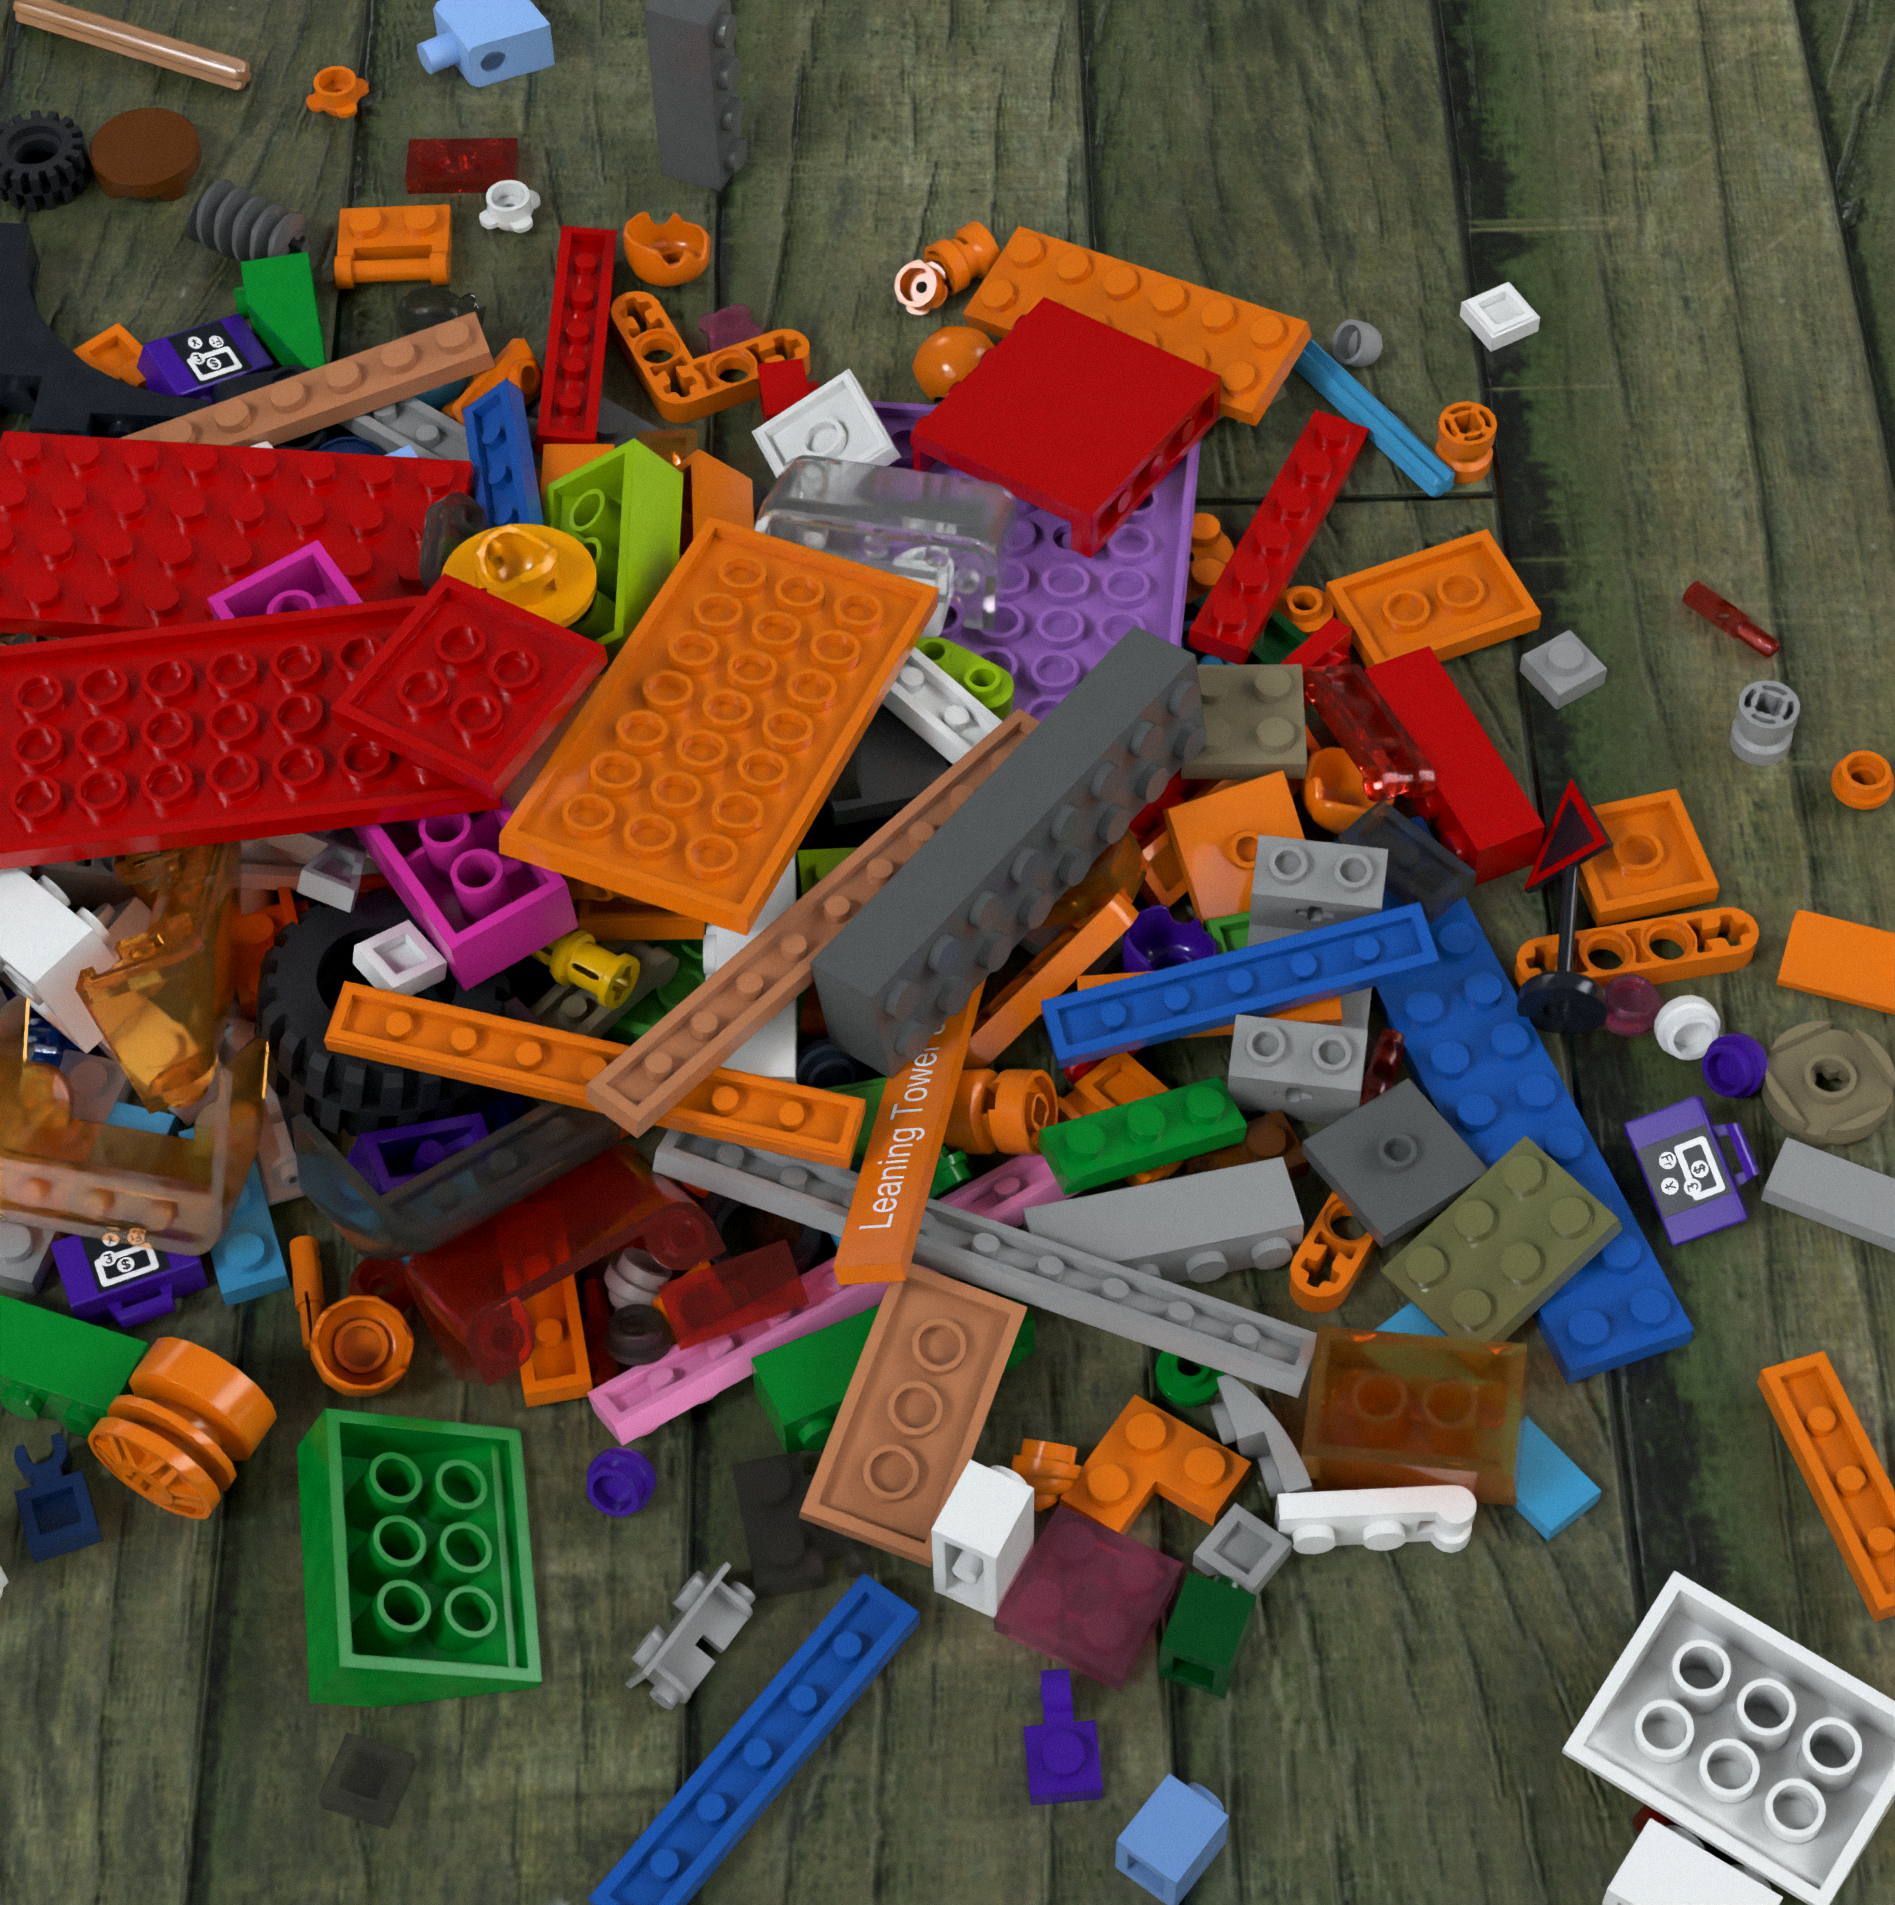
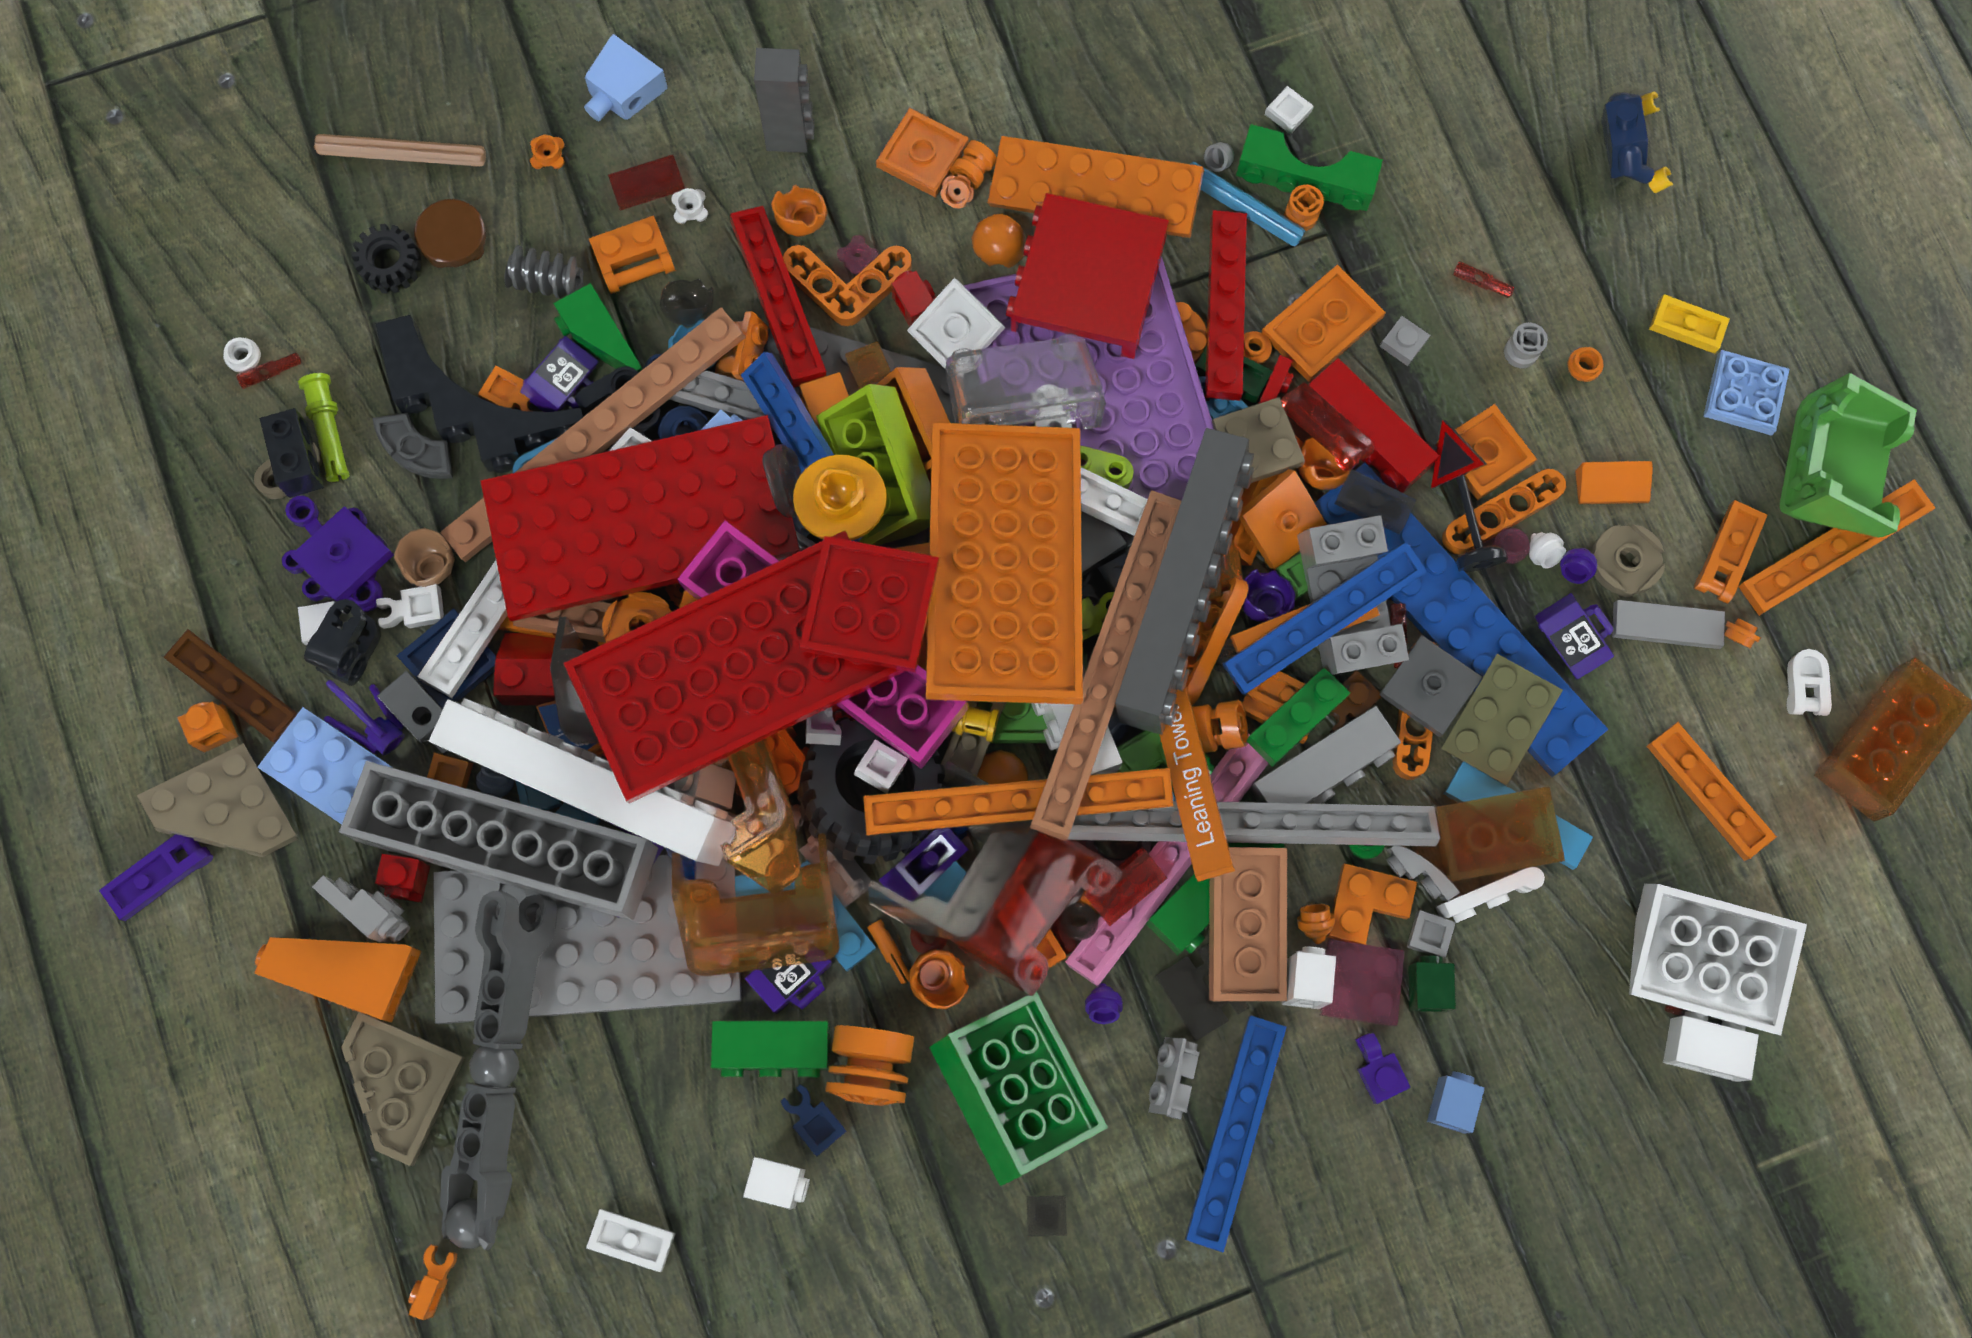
camera: 25 degrees left, 20 degrees up
(888, 224) = (922, 152): none -> orange plate
(1550, 424) = (1269, 162): none -> green arch

